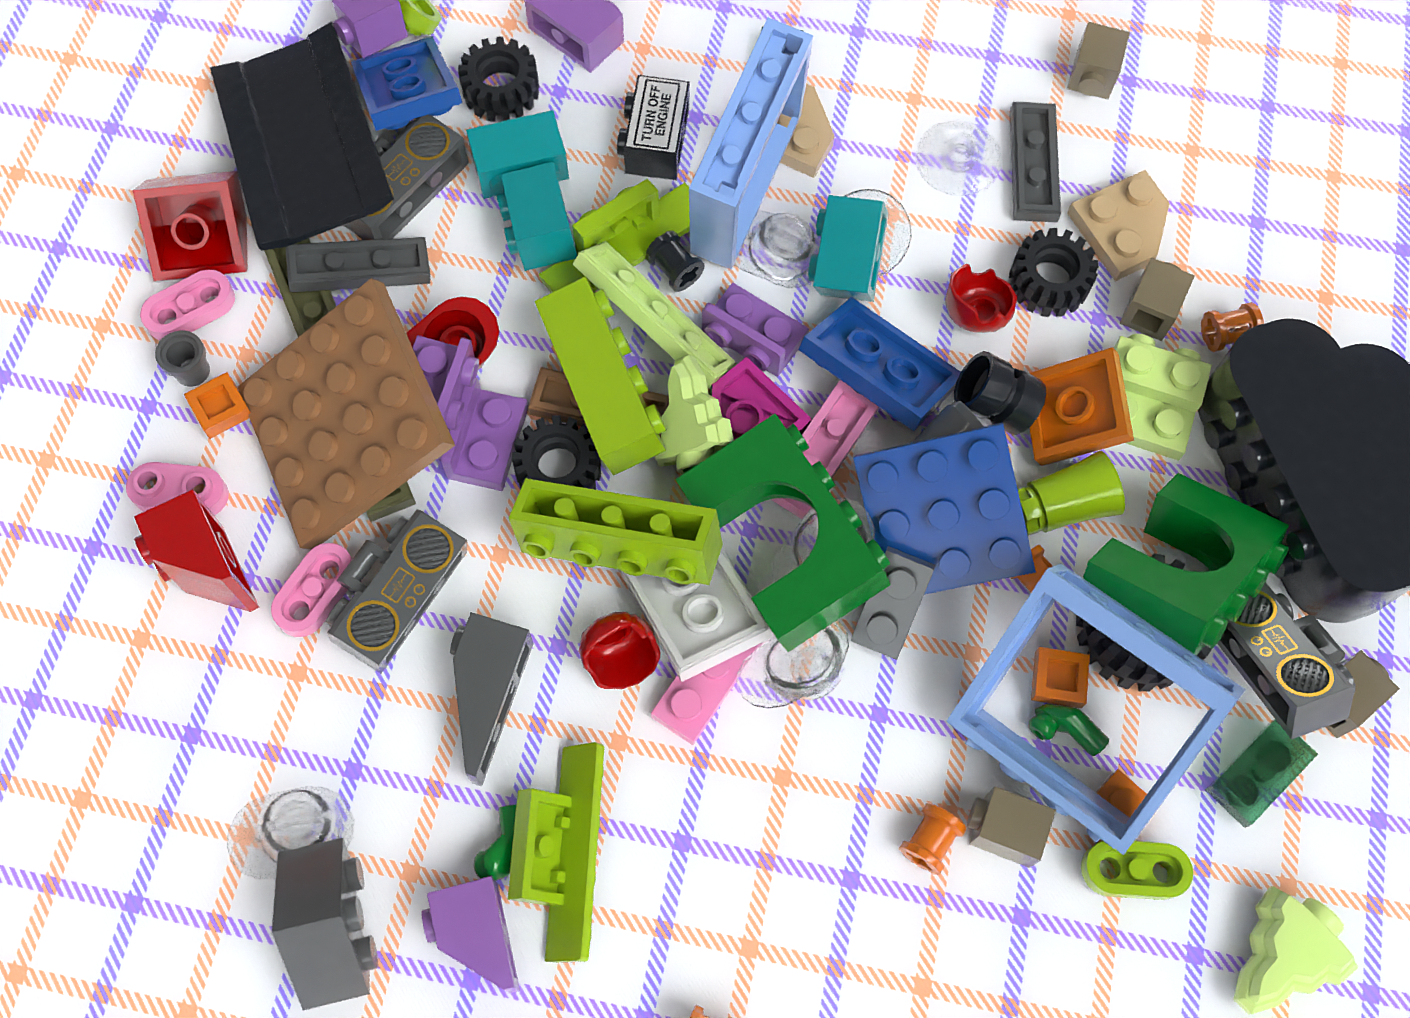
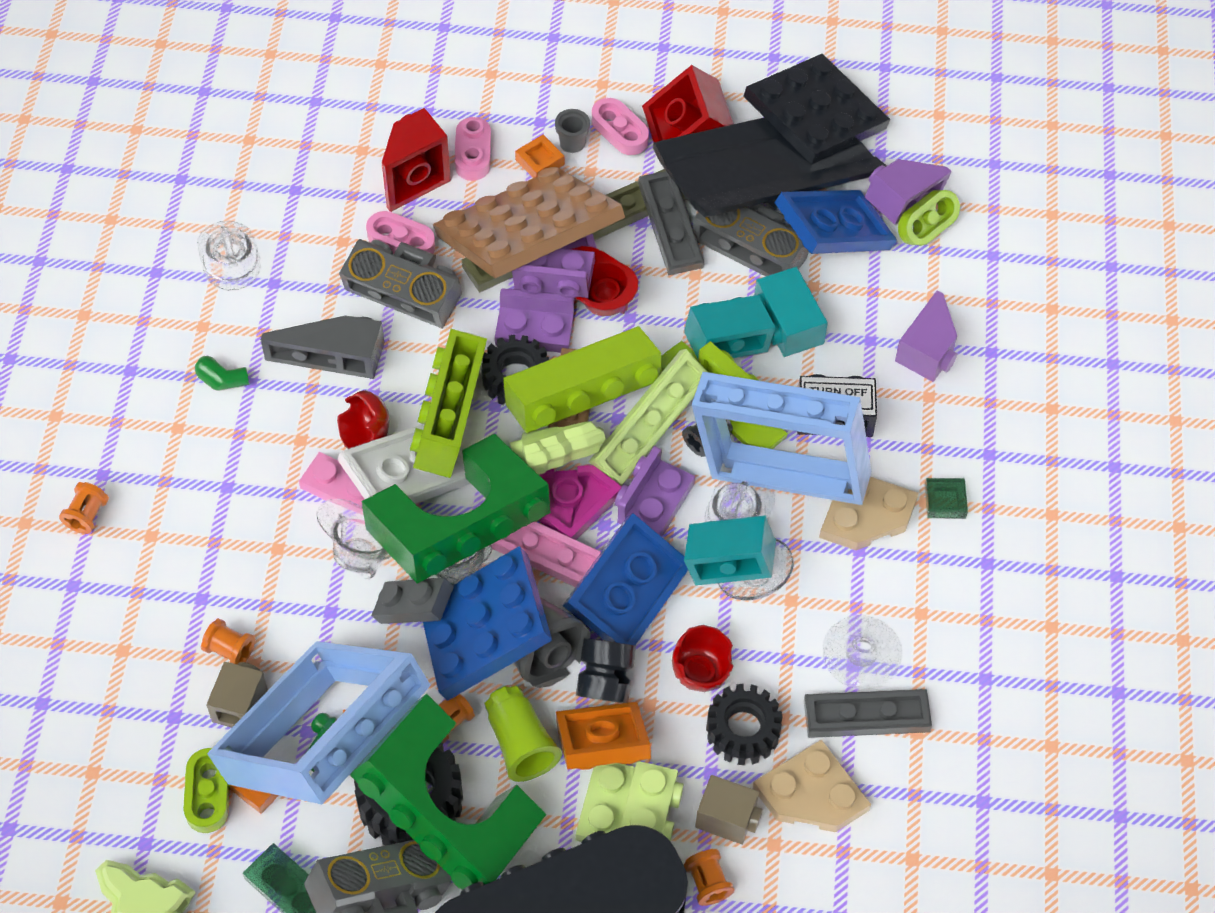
camera: 85 degrees right, 10 degrees down
(223, 79) = (816, 108): none -> black plate
(321, 924) = (157, 262): dark grey brick -> none
(473, 930) = (155, 362): medium lavender slope -> none
(493, 60) = (868, 275): black tyre -> none
(558, 851) = (215, 397): lime bracket -> none
(1098, 60) = (985, 759): dark tan brick -> none

